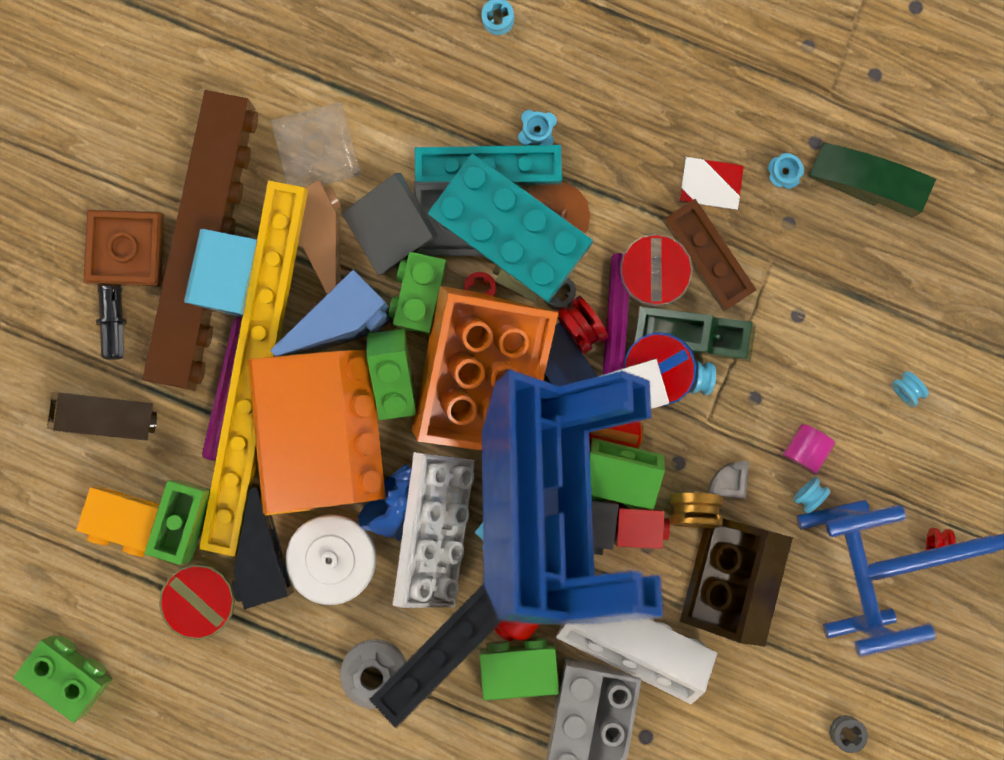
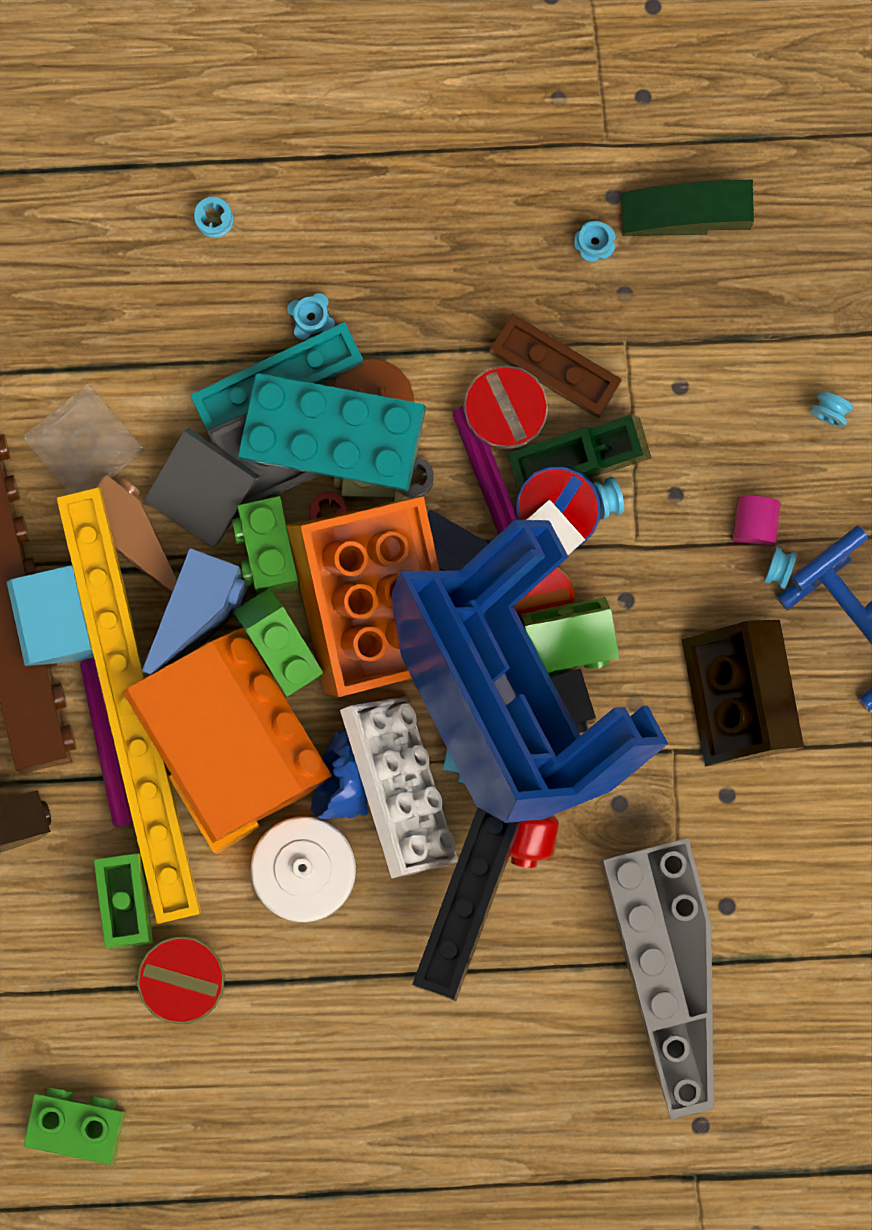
camera: 20 degrees left, 5 degrees down
(117, 519) = (58, 932): light orange brick -> none
(260, 560) = (227, 906): black slope -> none
(364, 655) = (379, 974): light grey piece -> none
(519, 669) = (557, 893): bright green brick -> none
(575, 322) = (455, 499): red wheel -> none
(641, 528) = (616, 684): red brick -> none
(648, 652) = (675, 808): white brick -> none
(696, 506) = (665, 638): pearl gold wheel -> none
(712, 183) = (523, 289): white sticker -> none
(730, 480) = (689, 593): flat silver tile -> none

